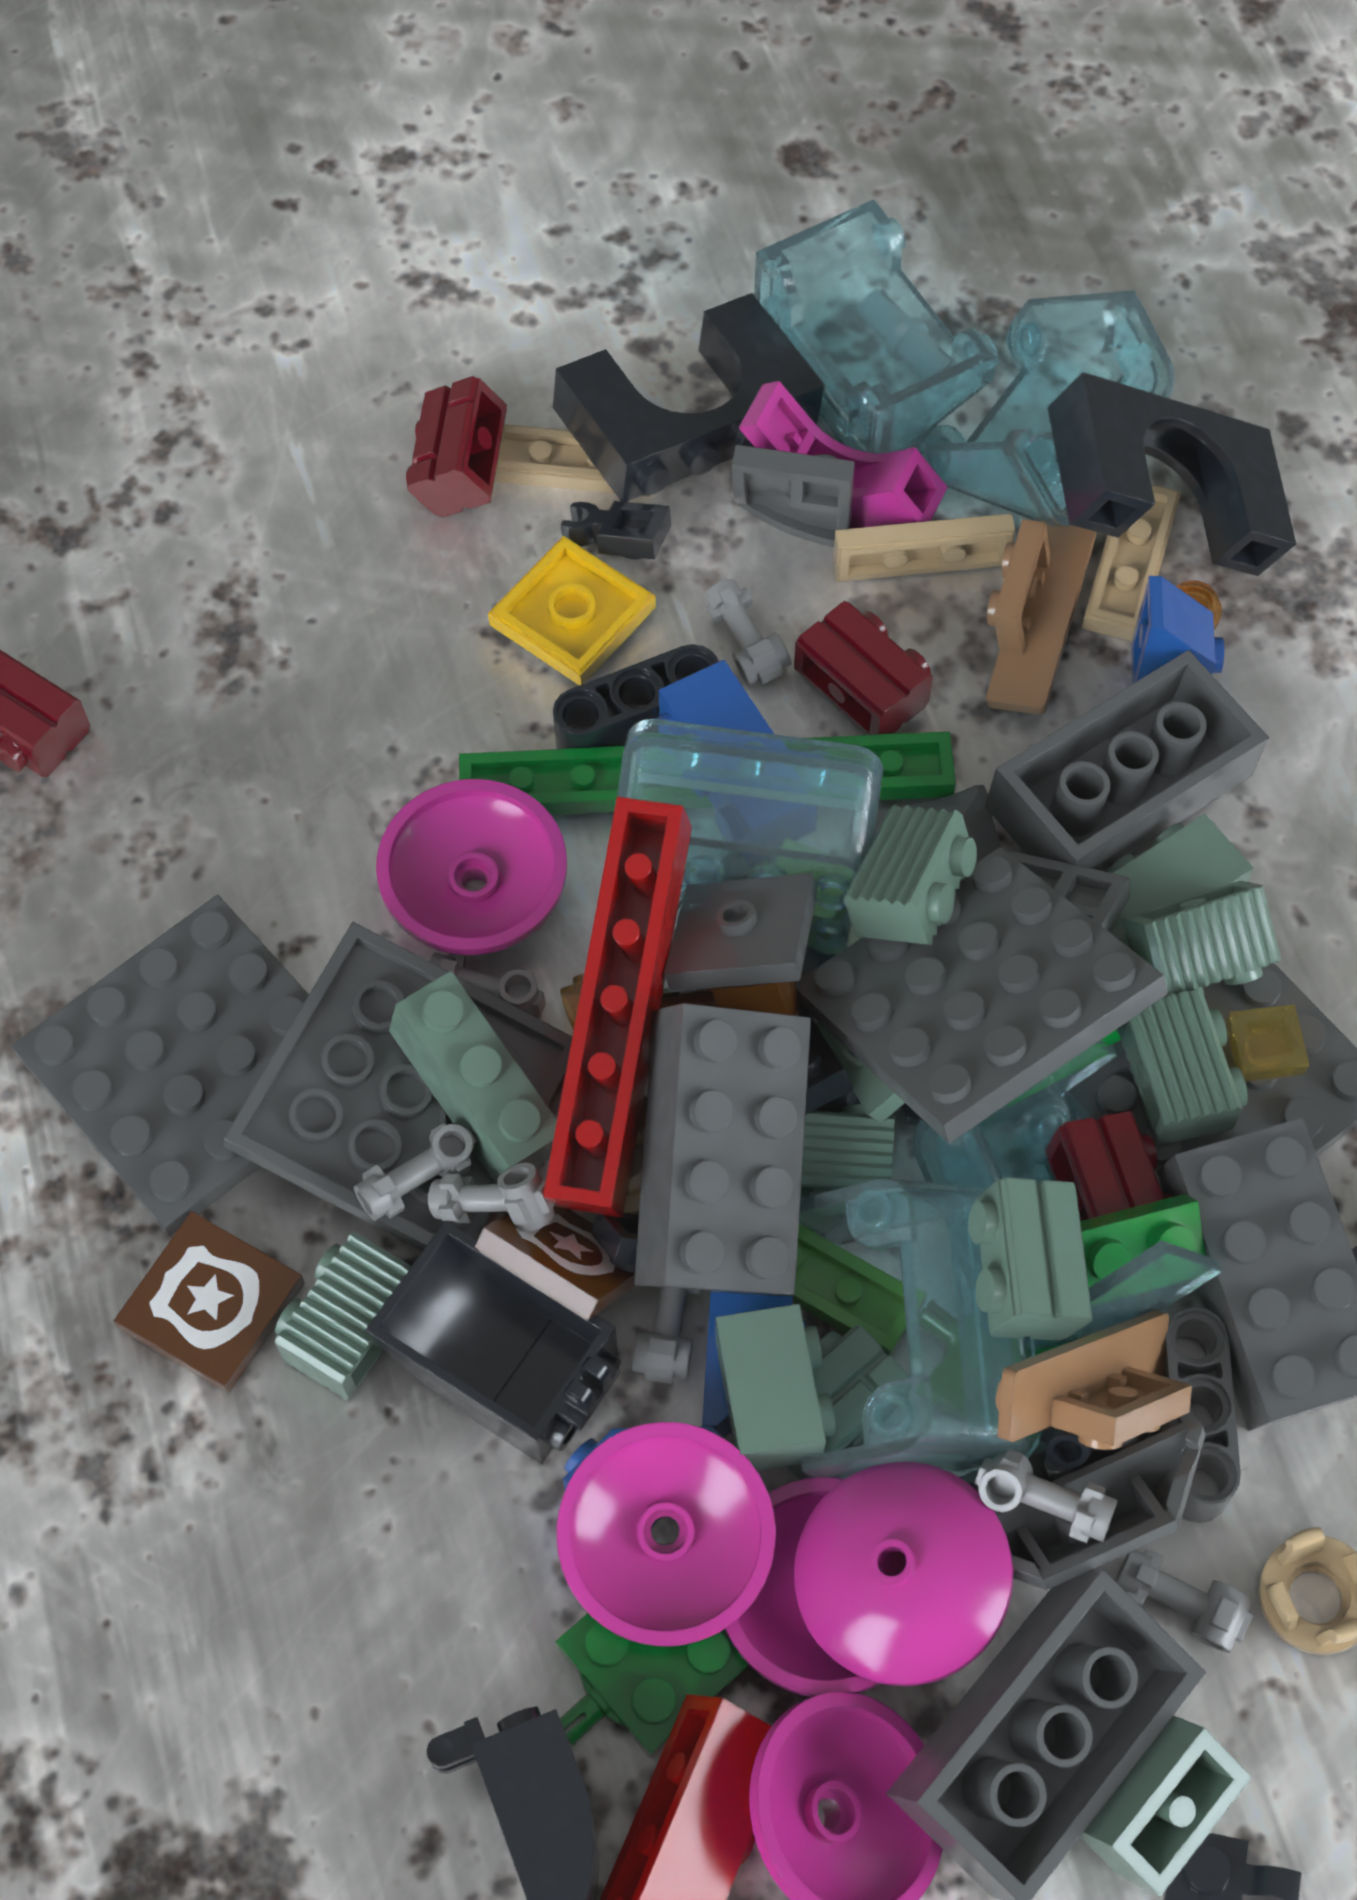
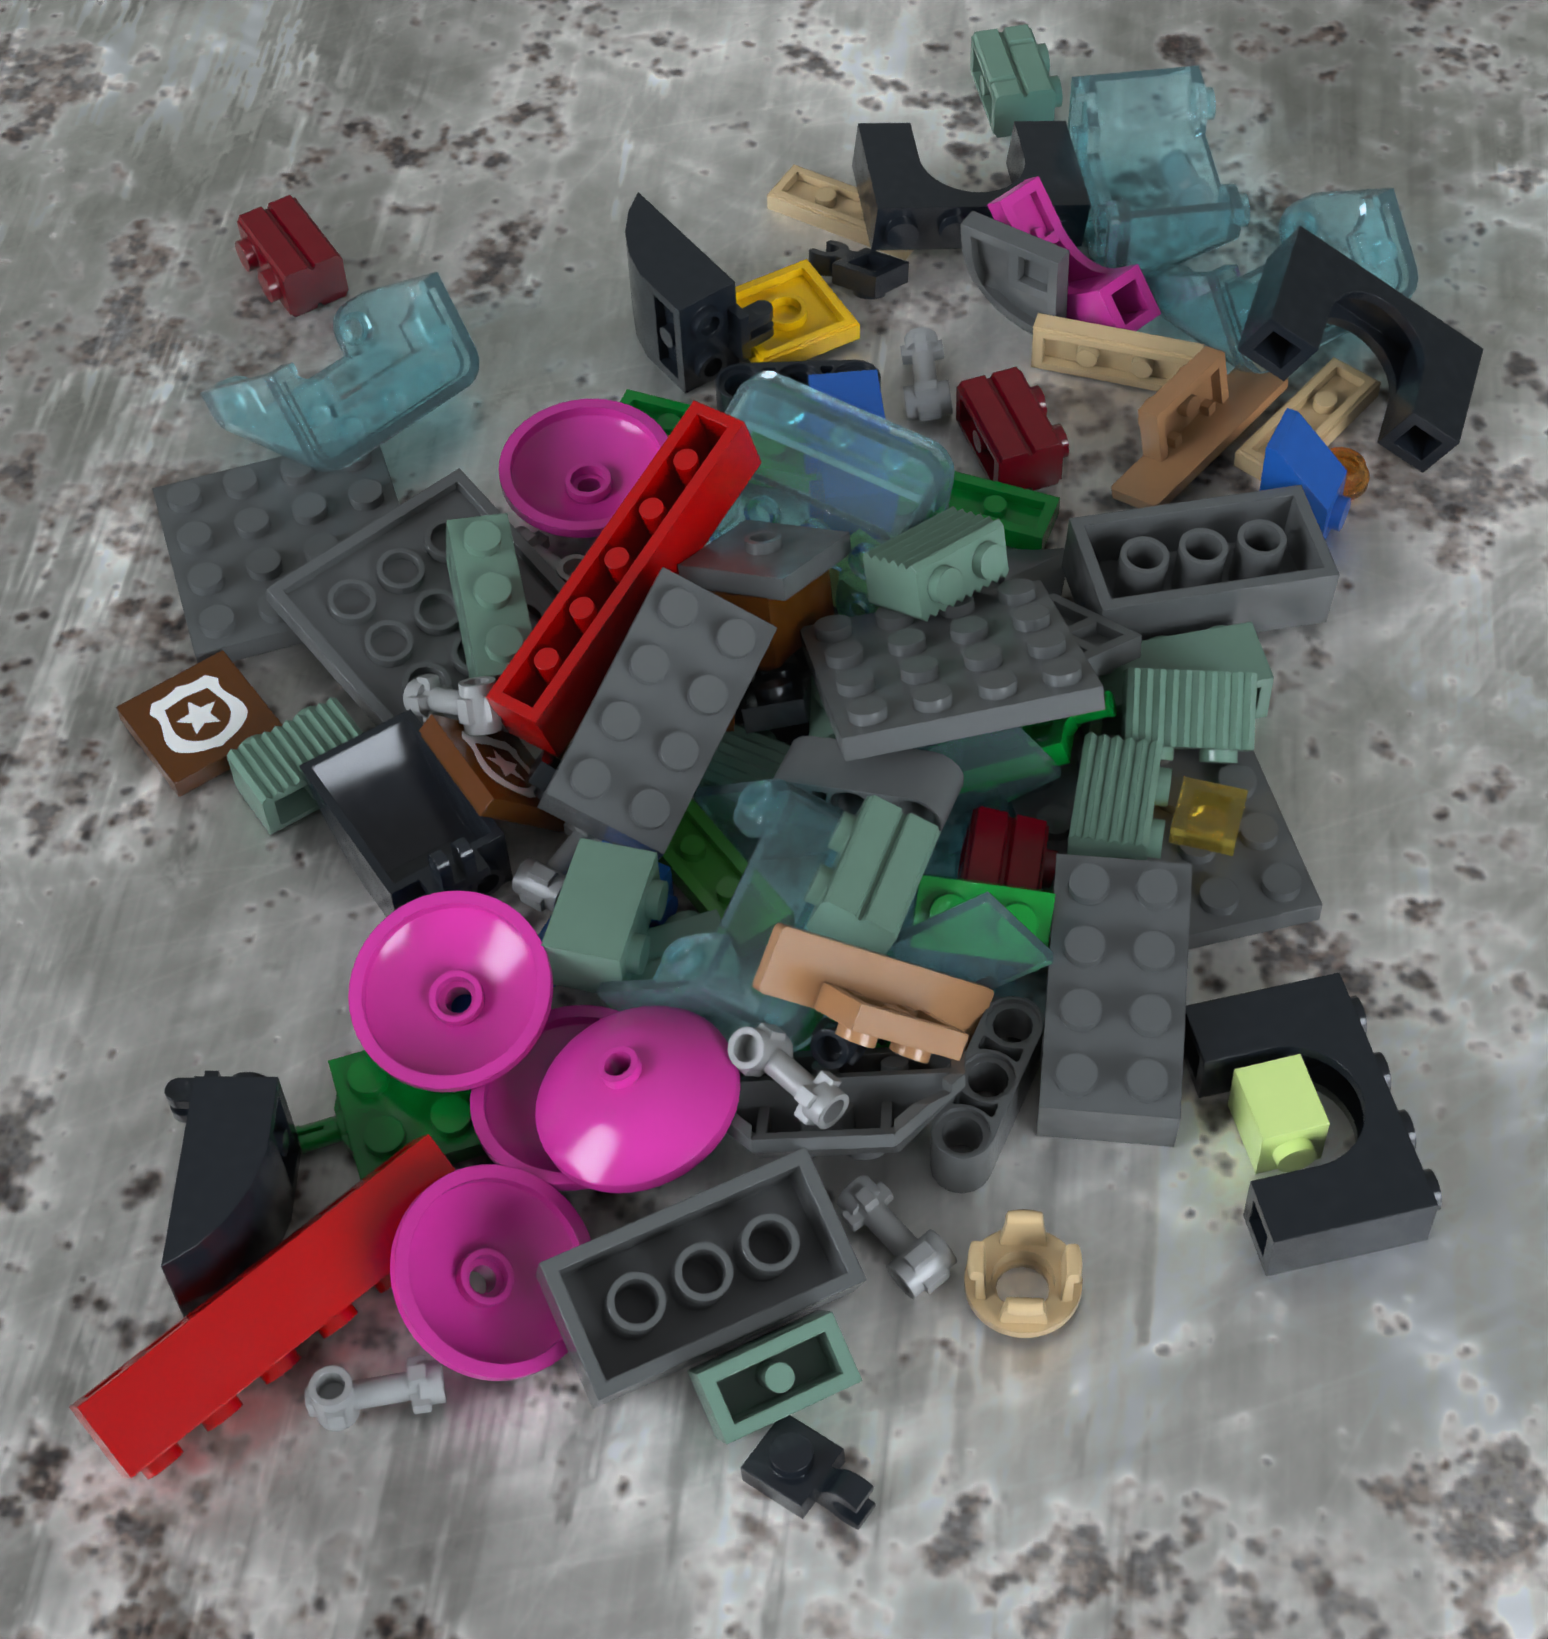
camera: 25 degrees right, 10 degrees down
(190, 852) = (399, 363): none -> clear light blue windscreen
(448, 1154) = (442, 657): light grey bar -> none
(457, 447) = (752, 169): dark red brick -> none
(473, 638) = (686, 303): none -> black piece
(666, 253) = (1013, 77): none -> sand green brick
(1005, 1144) = (909, 778): none -> dark grey beam

